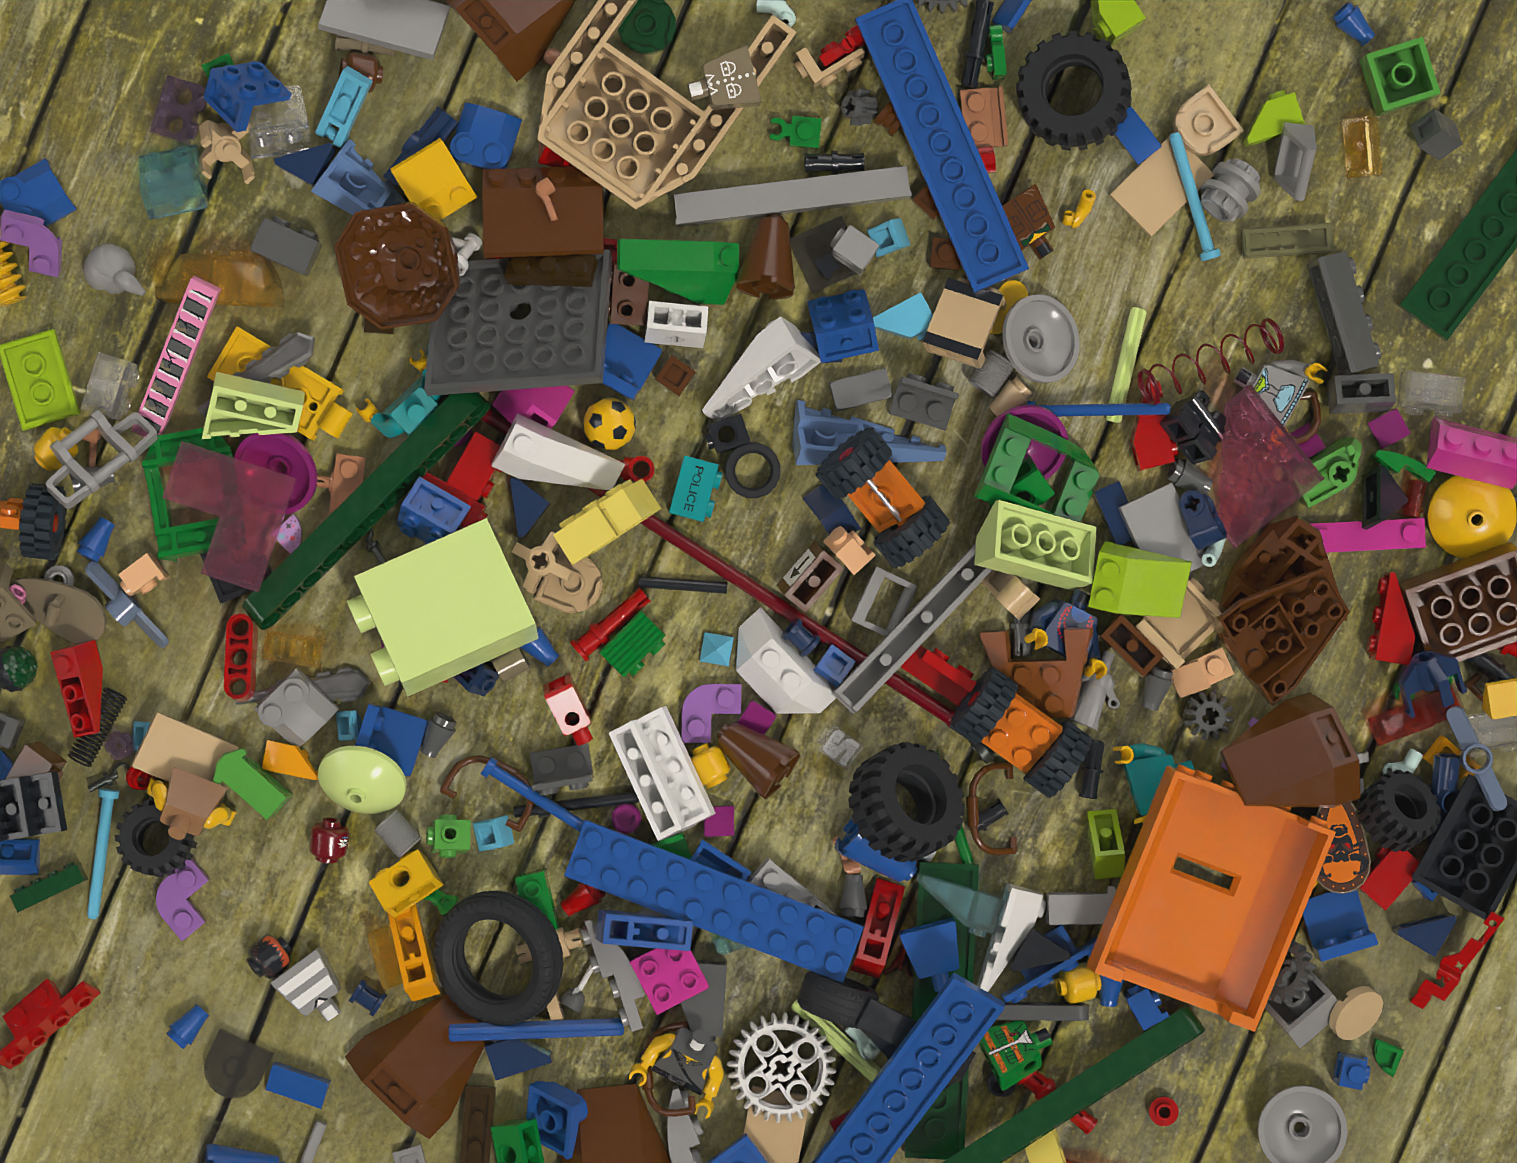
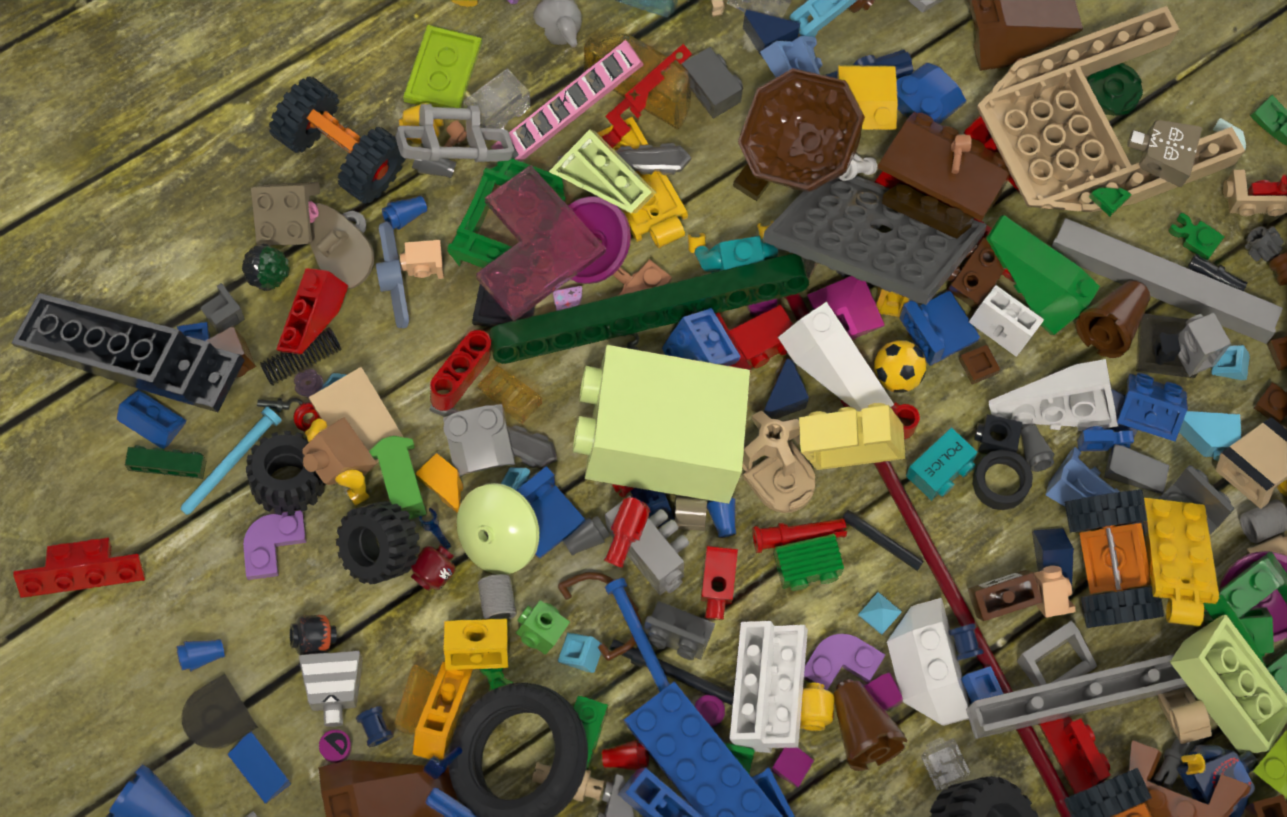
camera: 25 degrees right, 20 degrees down
(233, 307) = (643, 88): none -> red piece
(272, 854) = (395, 538): none -> black tyre
(309, 804) = (433, 526): none -> hand
(346, 1030) = (335, 746): none -> magenta tile
(439, 1001) = (436, 766): none -> clear blue hand
(471, 727) = (627, 529): none -> red arm
(494, 717) = (653, 553): none -> light grey piece
(703, 159) = (1109, 199): none -> green tile
(767, 426) = (1036, 449): none -> dark grey cone
(812, 383) = (1098, 439): none -> blue plate
(935, 463) = (1180, 559): none -> yellow hinge

